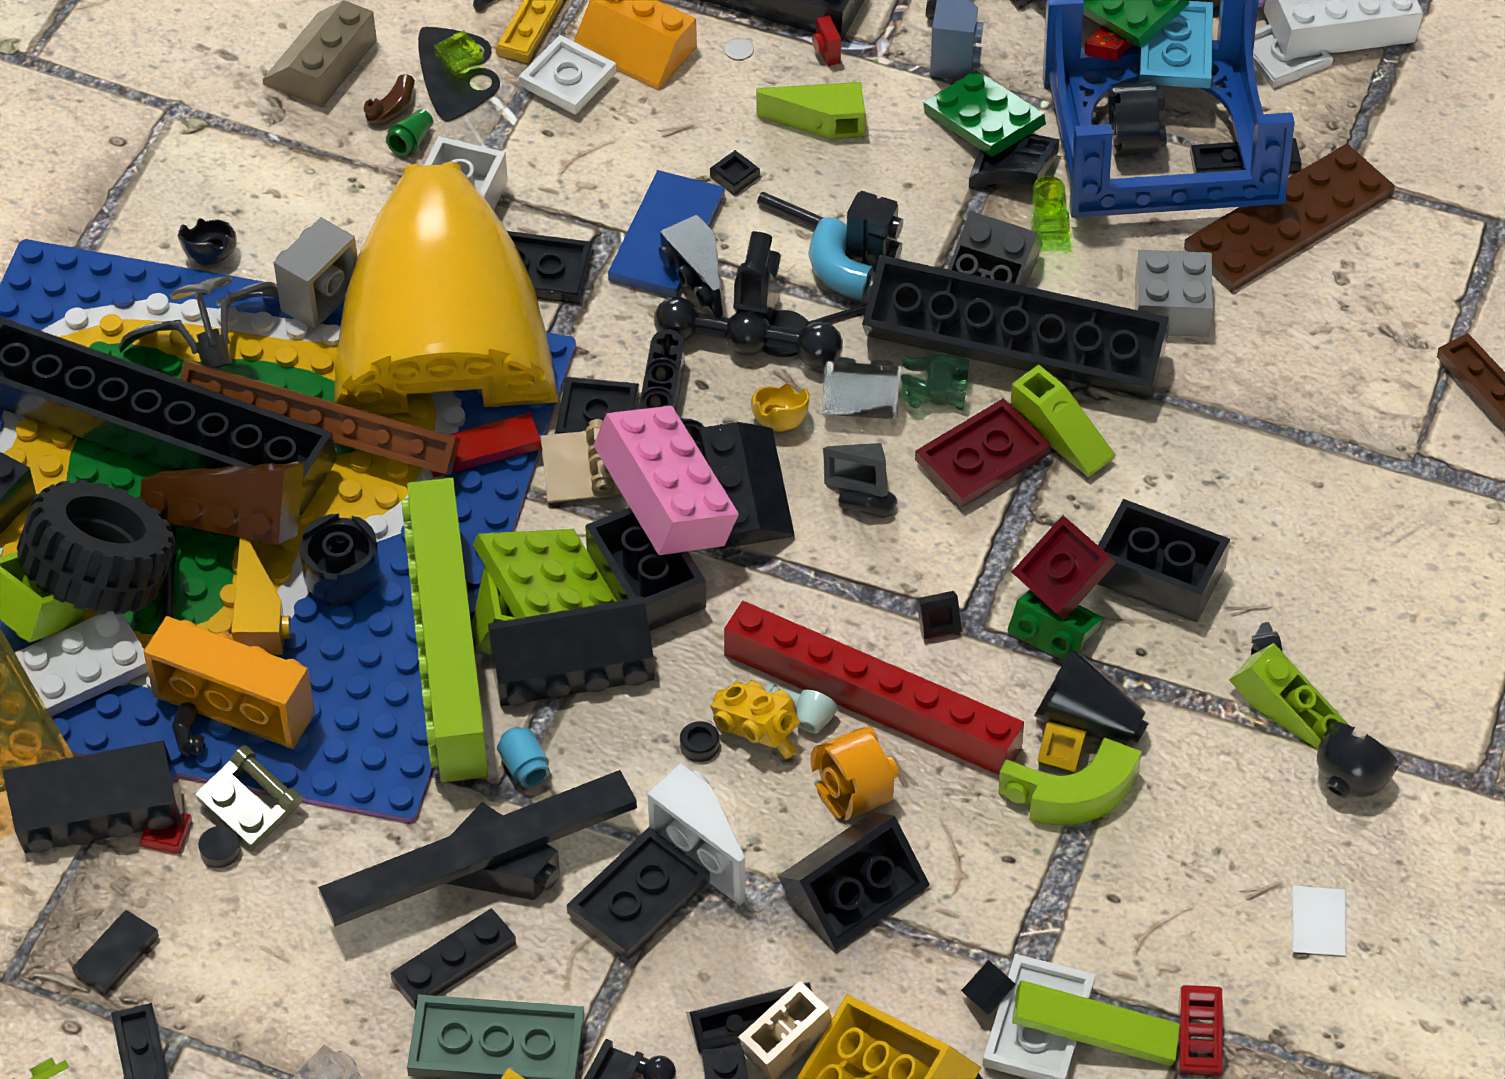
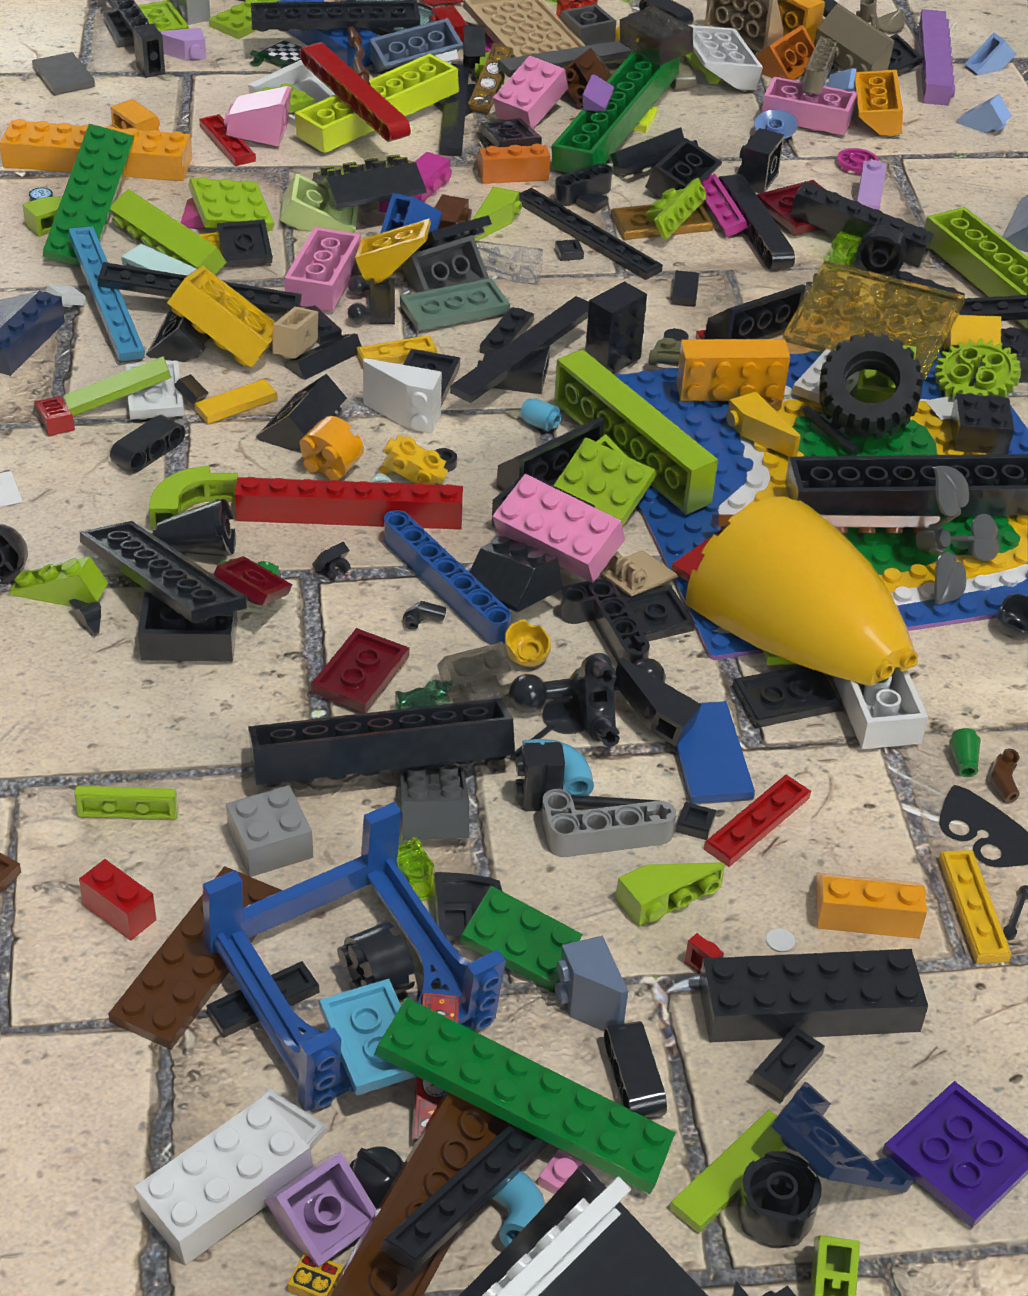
camera: 150 degrees right, 10 degrees down
(231, 500) = (817, 438): reddish brown wedge -> none
(315, 272) = (916, 589): light grey brick -> none
(332, 817) = (616, 326): none -> black brick
(339, 559) = (736, 449): black brick -> none
(459, 52) = (993, 827): clear neon green plate -> none
(567, 74) = (893, 845): white plate -> none
(640, 980) = (397, 350): none -> yellow tile
(672, 152) = (757, 820): none -> red tile
(814, 533) = (446, 577): none -> blue beam
(823, 177) = (605, 828): none -> light grey beam
(856, 468) = (437, 618): dark grey slope -> none
(925, 961) = (236, 401): none -> yellow tile
(1060, 420) = (312, 698): lime slope -> none
(1090, 907) = (147, 443): none -> black beam
(1170, 622) = (164, 571): none -> black plate
(1307, 379) = (126, 802): none -> lime tile
(1352, 277) = (117, 899): none -> red brick

